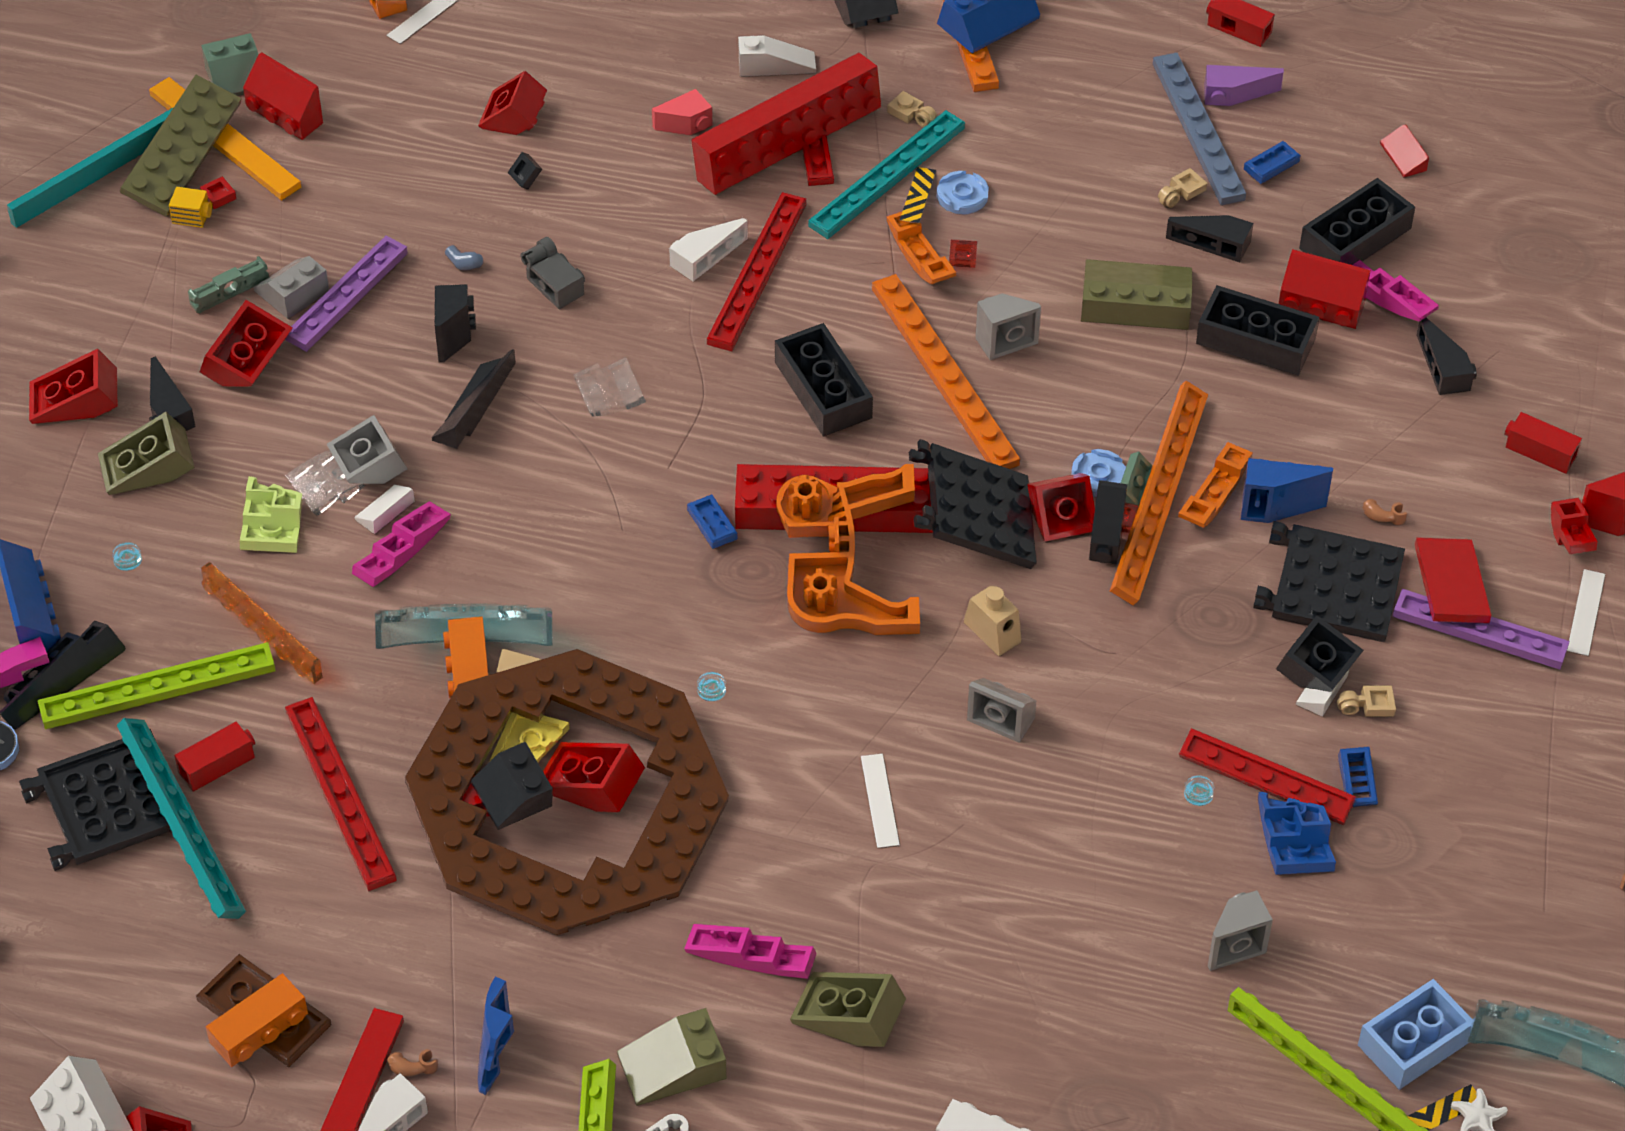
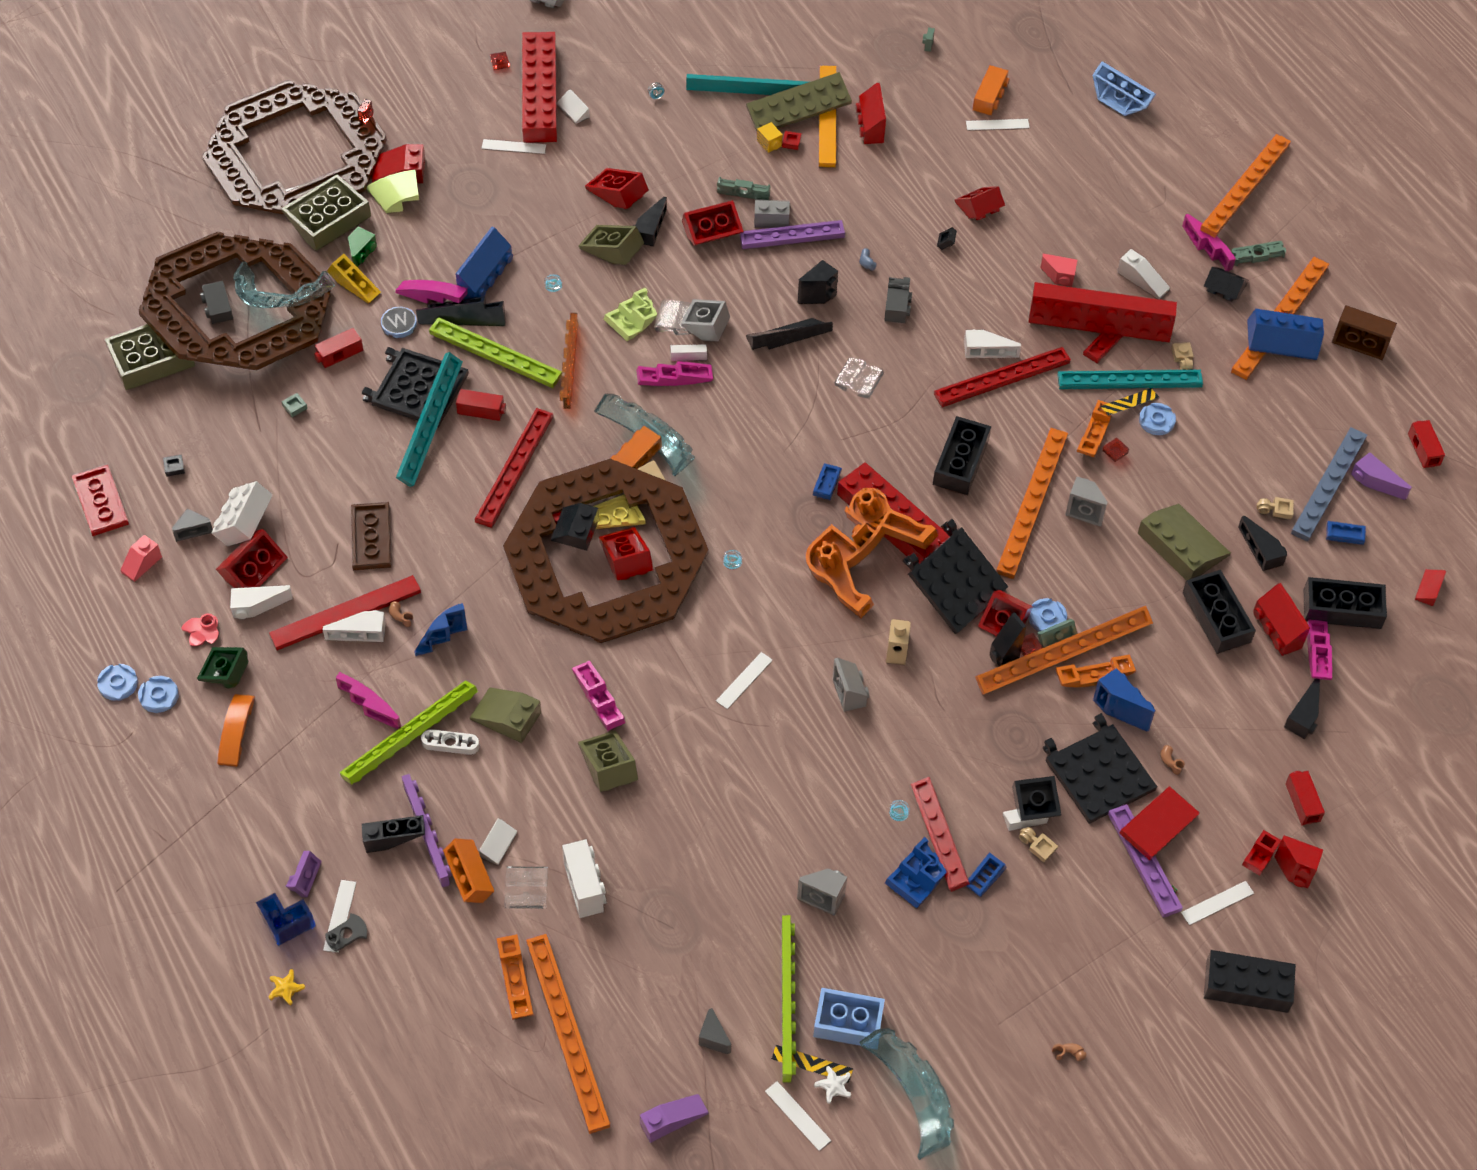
camera: 45 degrees right, 5 degrees up
(230, 62) = (867, 75): sand green slope -> none
(257, 1020) = (356, 536): orange brick -> none

